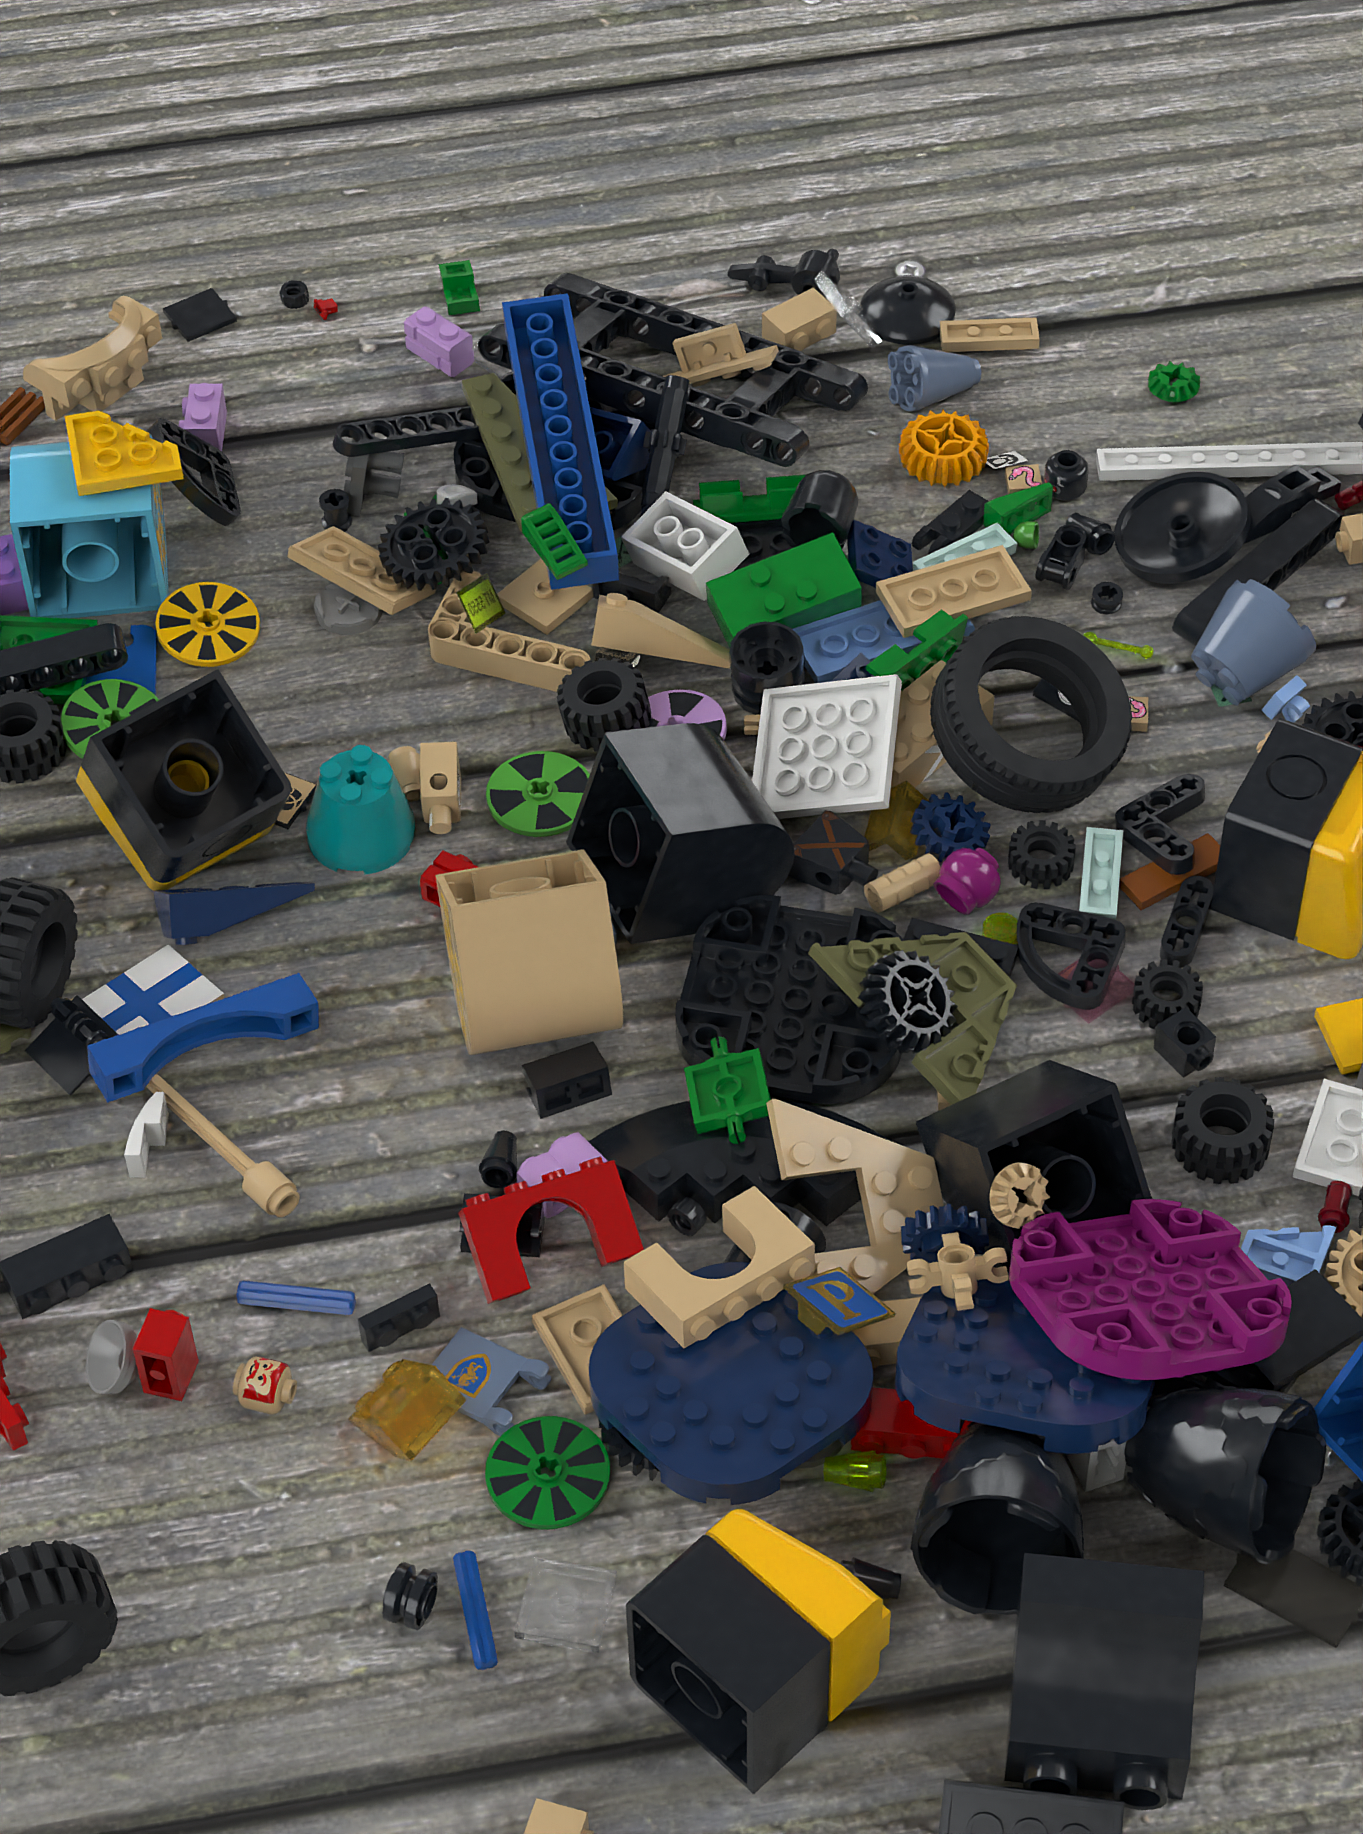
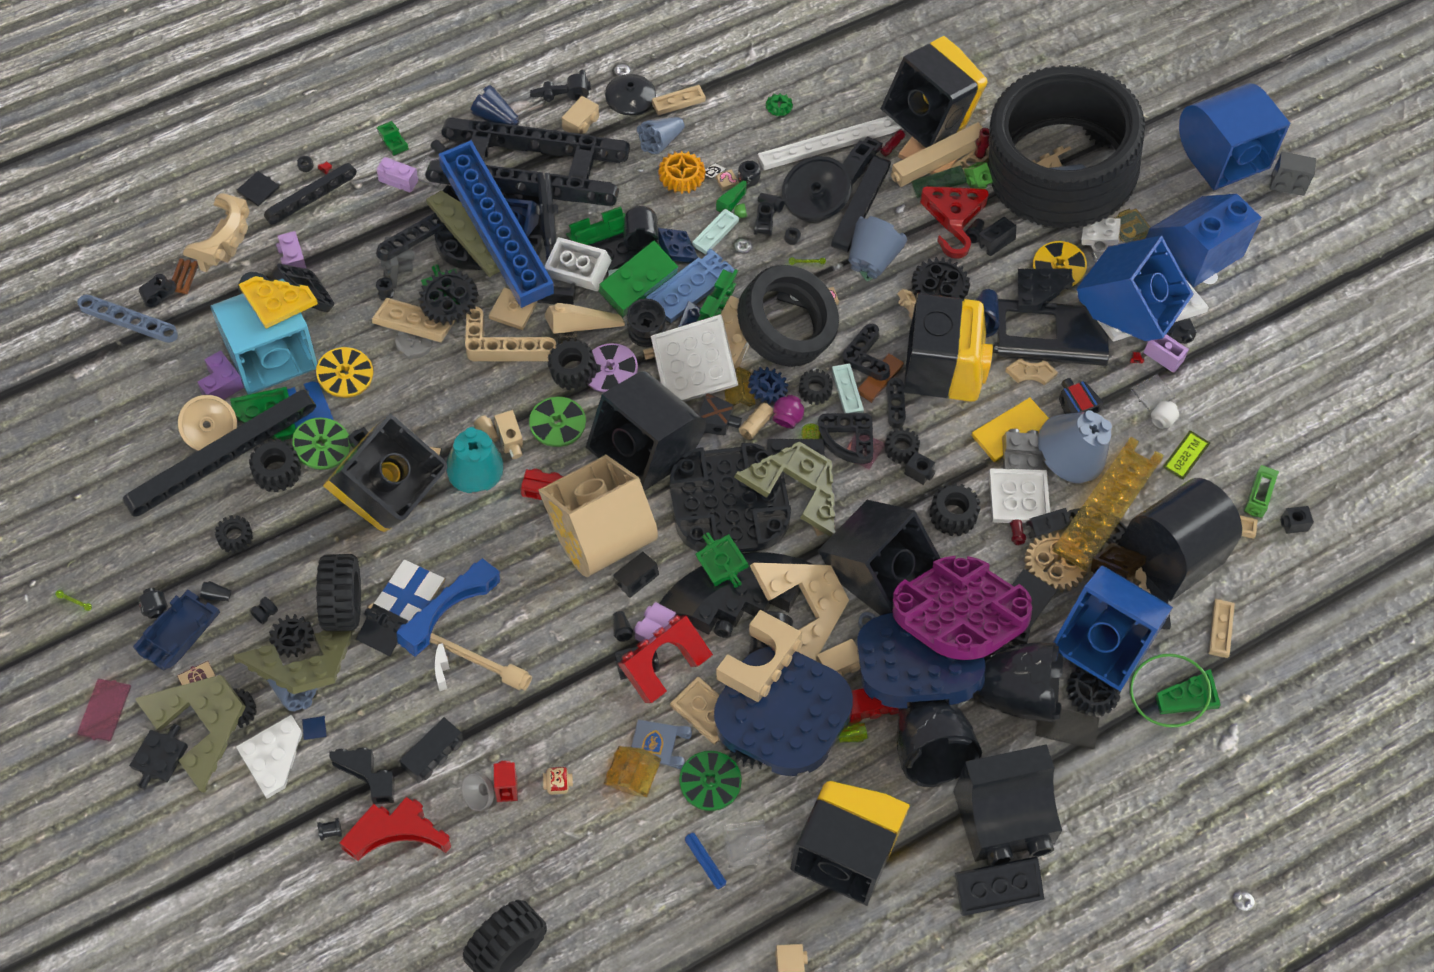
camera: 25 degrees left, 10 degrees up
(205, 911) = (417, 537): dark blue wedge -> none
(279, 333) = (325, 186): none -> black beam
(296, 1297) = (552, 729): blue axle -> none
(399, 1317) = (613, 720): black plate -> none
(410, 1596) = (674, 865): black wheel -> none
(456, 493) = (446, 263): white tile -> none
(481, 603) = (488, 325): clear neon green sticker -> none
(544, 522) = (518, 276): green slope -> none
(648, 271) = (493, 108): none -> dark blue cone
(717, 354) = (549, 149): tan bracket -> none
(836, 1302) = (819, 656): piece -> none
(848, 309) = (604, 103): clear plate -> none
(878, 1579) = (881, 785): black cone -> none
(907, 1001) = (784, 490): black gear -> none
(924, 1233) = (852, 605): dark blue gear -> none
(952, 524) = (702, 213): black hinge -> none
(957, 1271) = (871, 624): tan pin -> none
(958, 586) = (720, 253): tan plate -> none
(1005, 1202) = (882, 584): tan gear -> none
(1287, 701) = (899, 271): light blue tile -> none
(1287, 1251) = (1006, 563): light blue wing -> none

